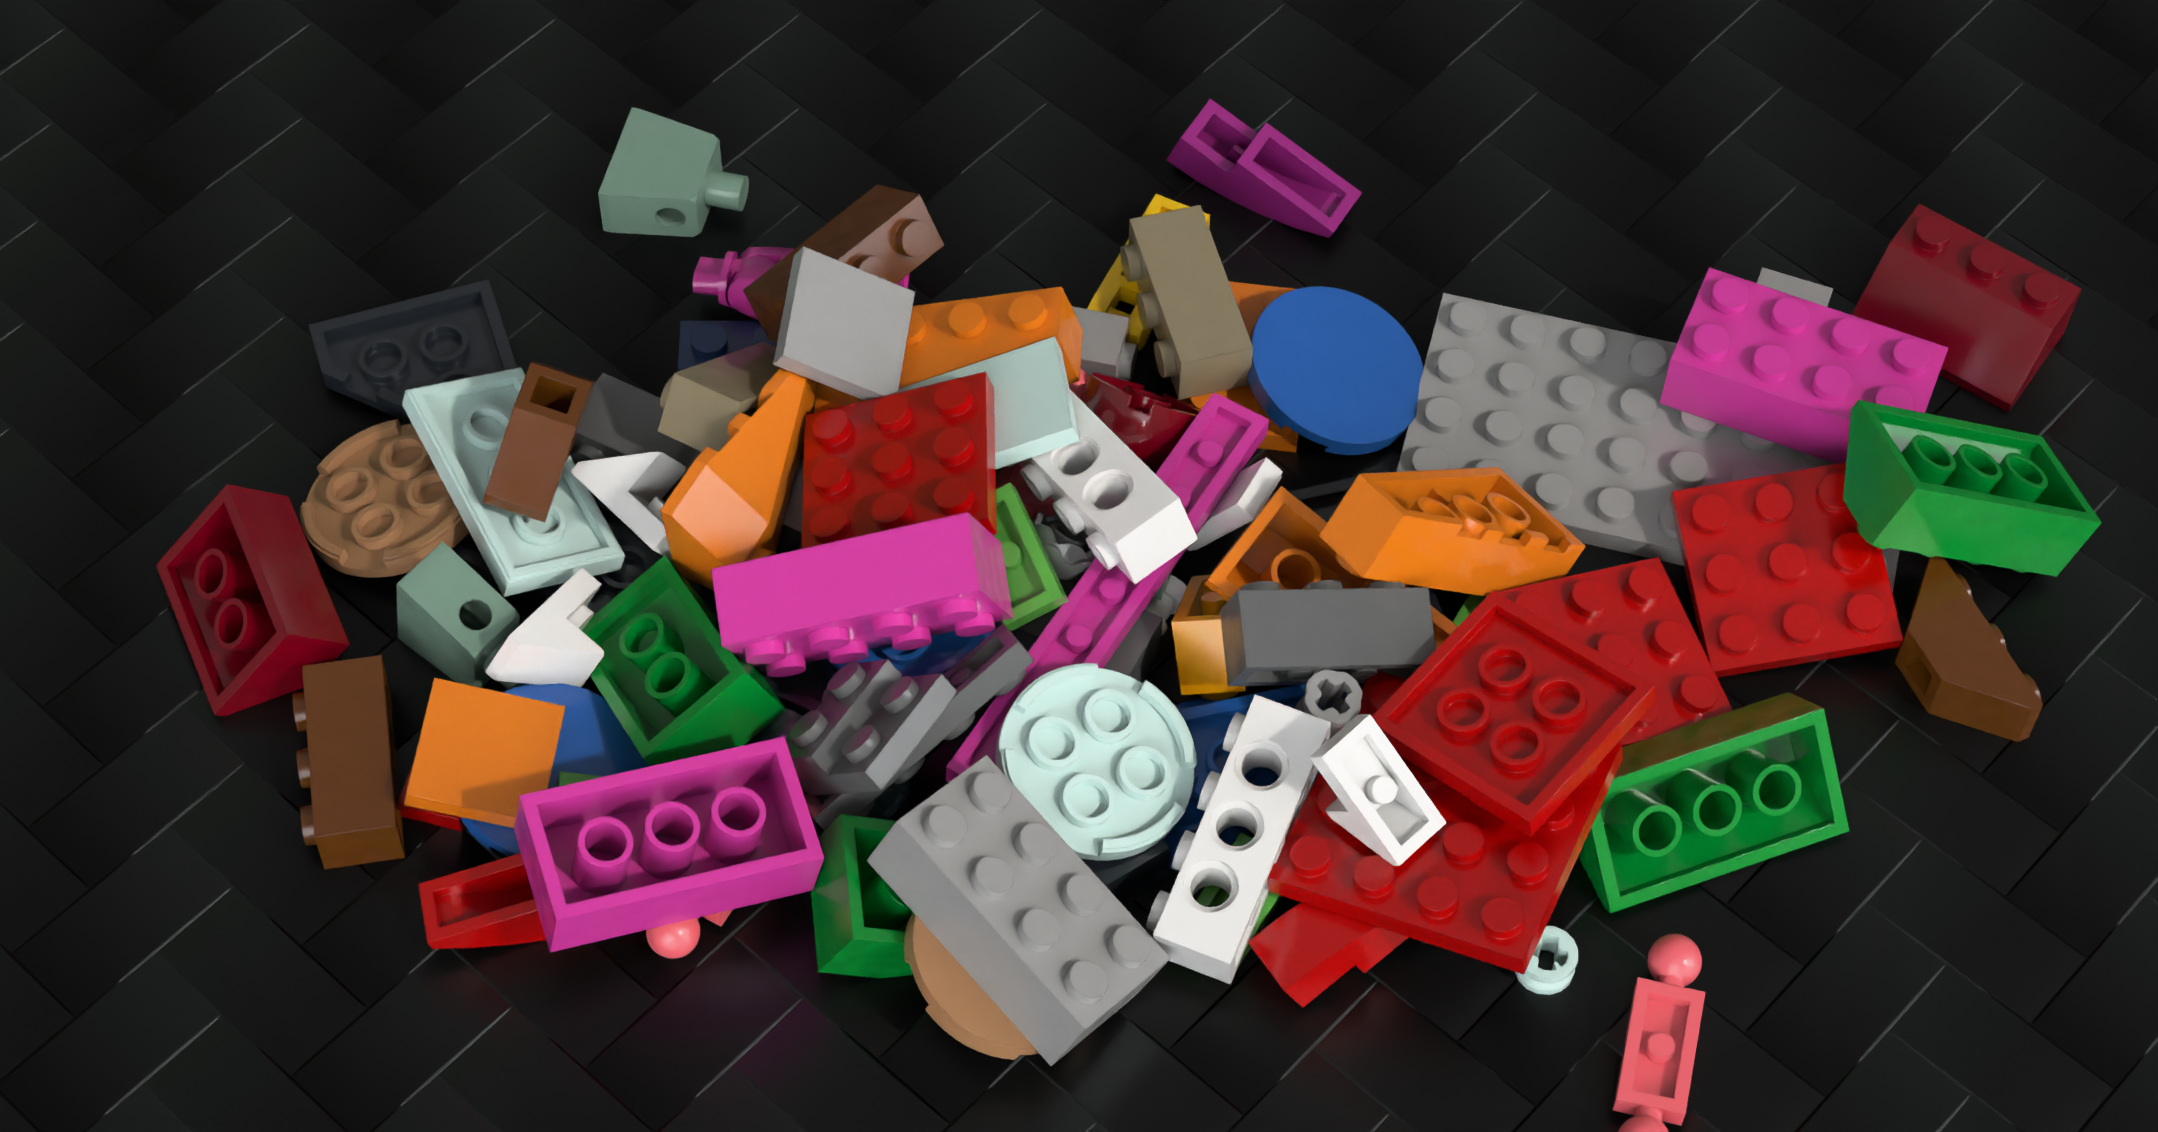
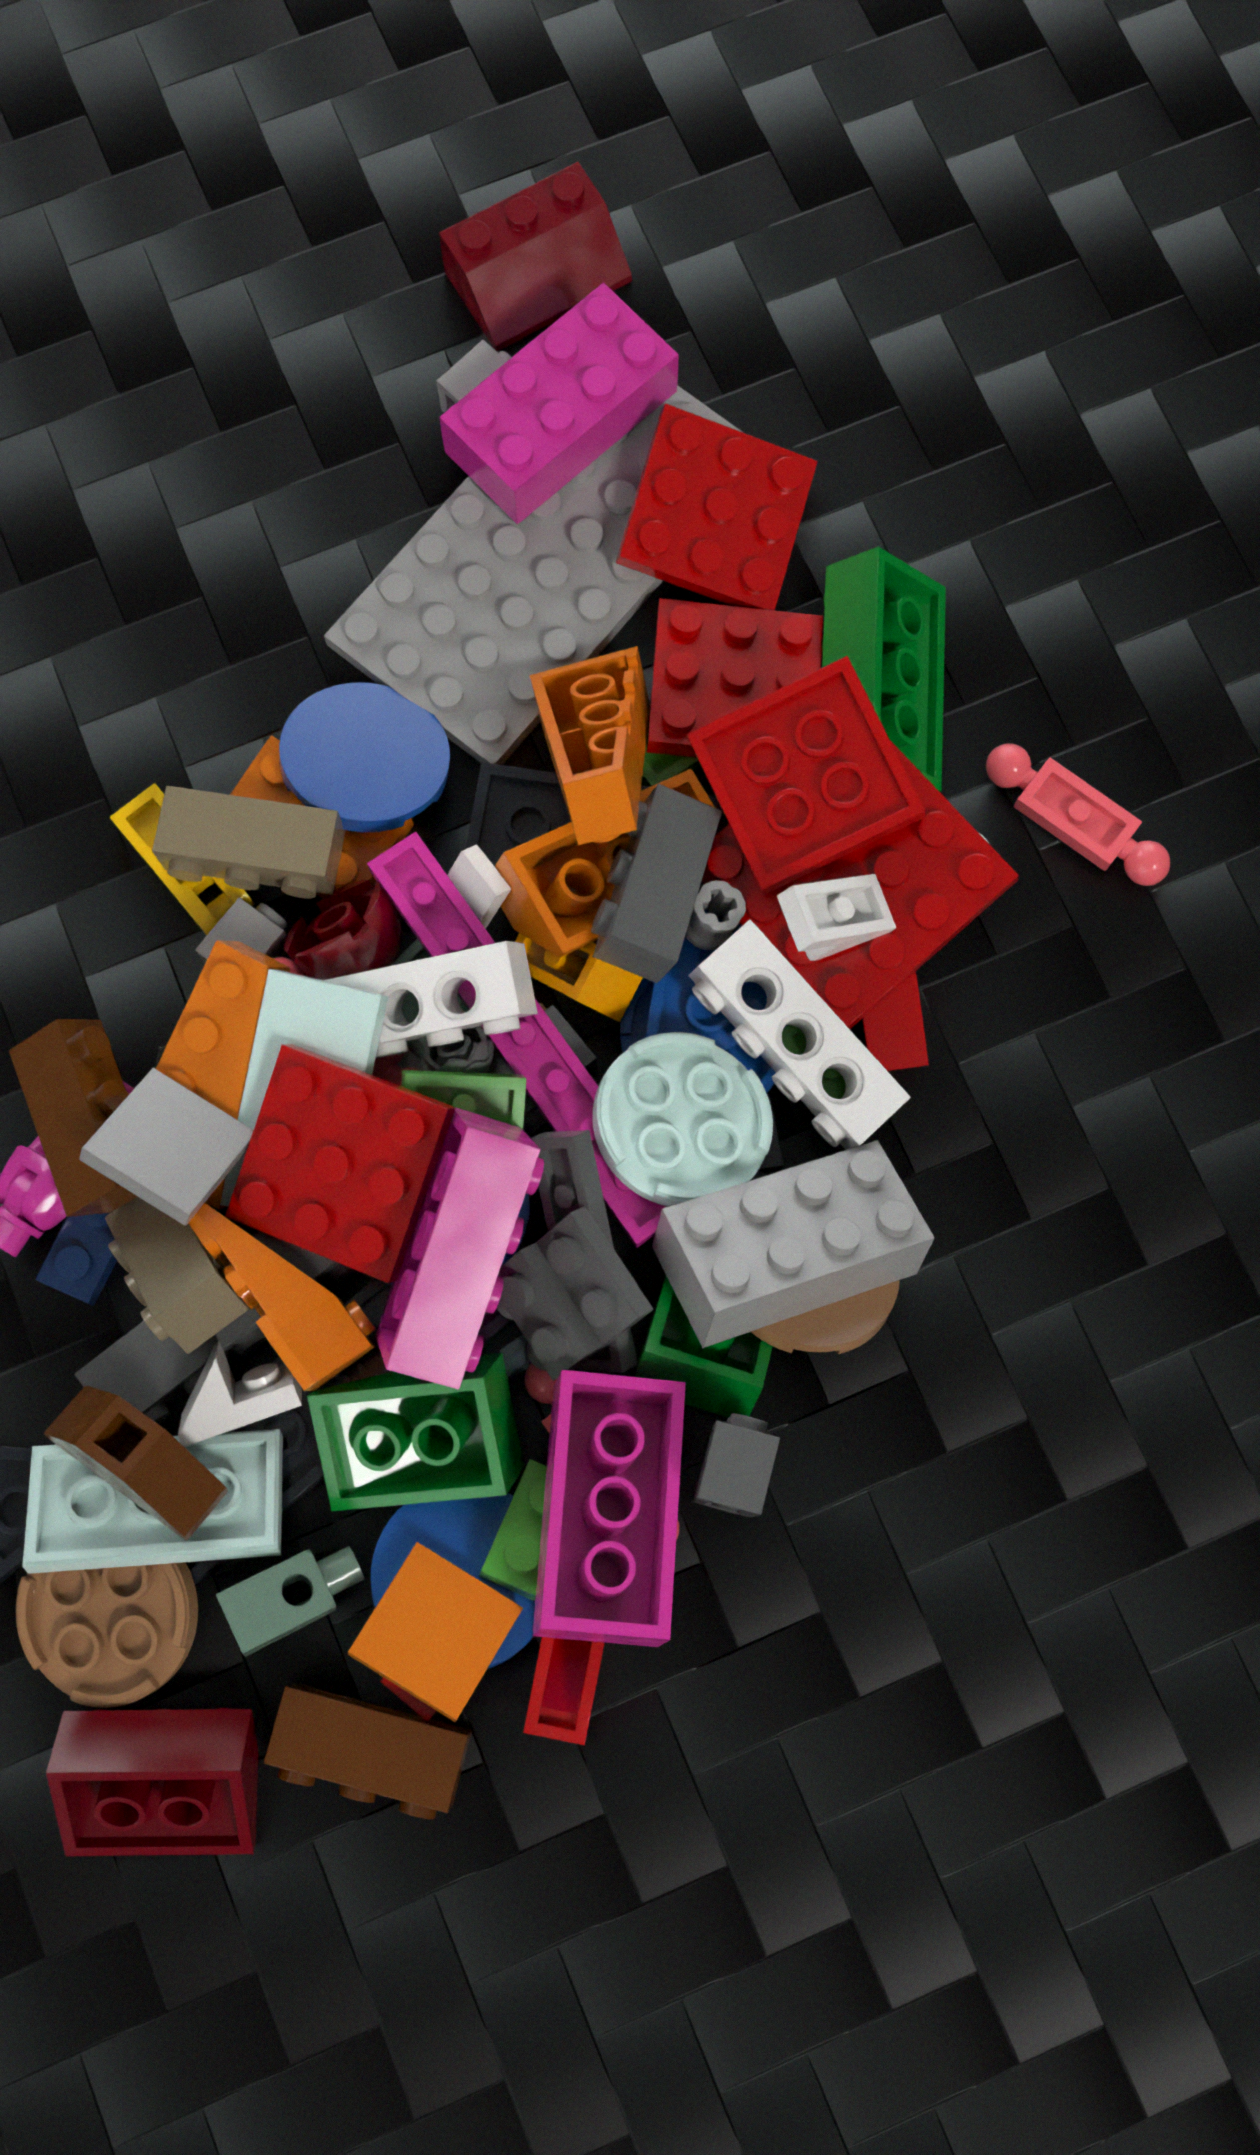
camera: 65 degrees left, 20 degrees up
(551, 640) = (342, 1533): white slope -> none
(760, 941) = (736, 1466): none -> dark grey brick
(1263, 172) = (126, 720): magenta slope -> none
(1962, 491) = (729, 345): green slope -> none
(1962, 661) = (842, 428): reddish brown slope -> none

